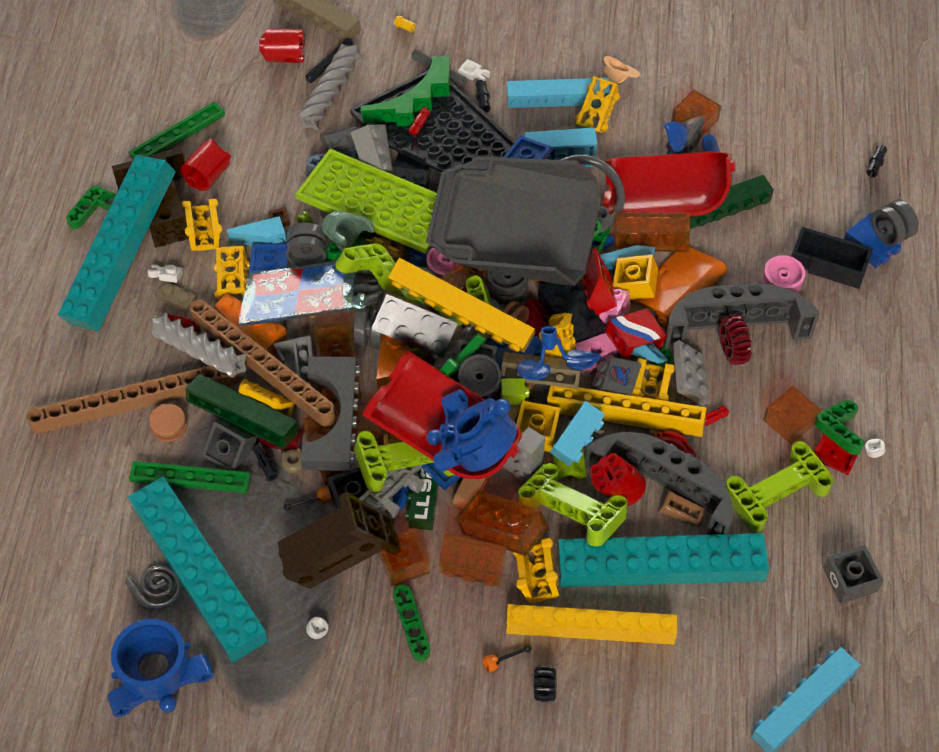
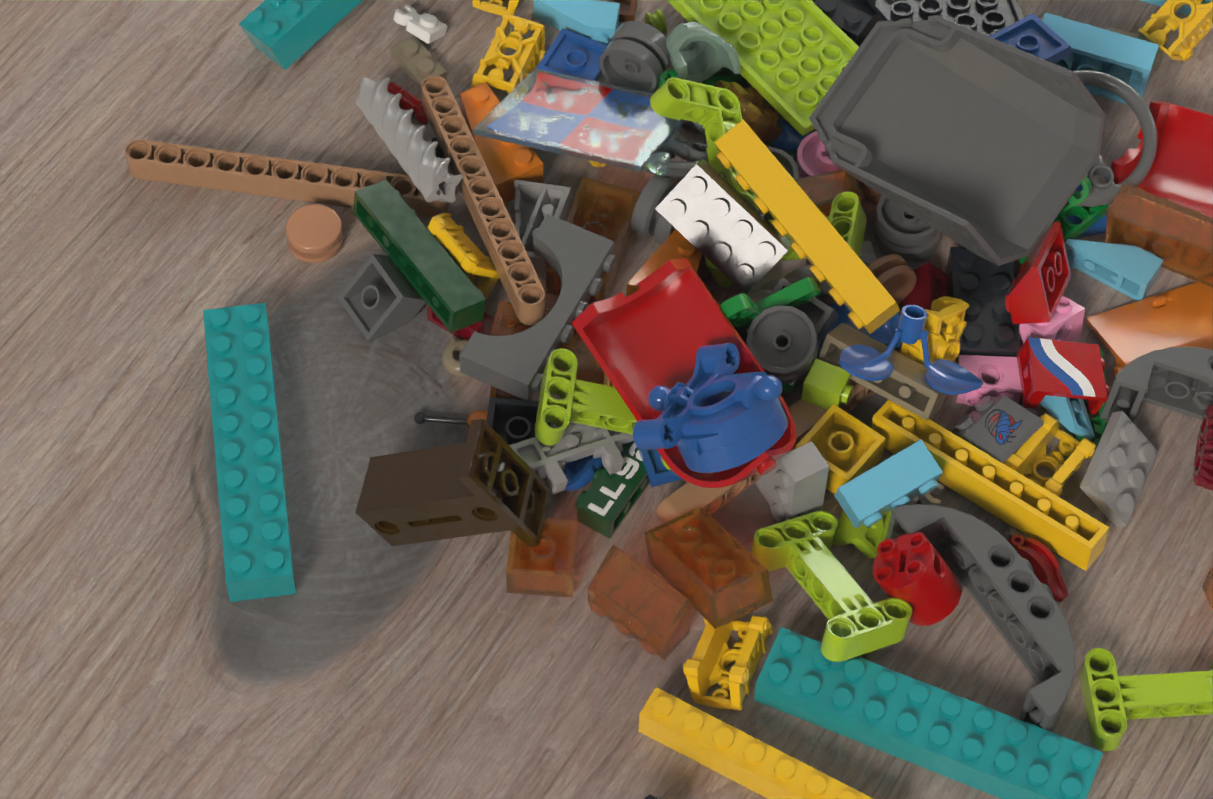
camera: 25 degrees right, 0 degrees up
(133, 646) = (91, 524): blue piece -> none
(141, 600) = (153, 460): flat silver piece -> none
(191, 477) = (308, 321): green plate -> none
(265, 461) = (420, 342): black pin -> none
(317, 627) = (371, 603): white tile -> none
(409, 623) = (508, 655): green beam -> none
(492, 662) = (594, 762): hinge -> none
(637, 276) = (1110, 292): yellow brick -> none
(671, 511) = (1008, 658): medium nougat slope -> none
(715, 415) = (1126, 549): red axle -> none

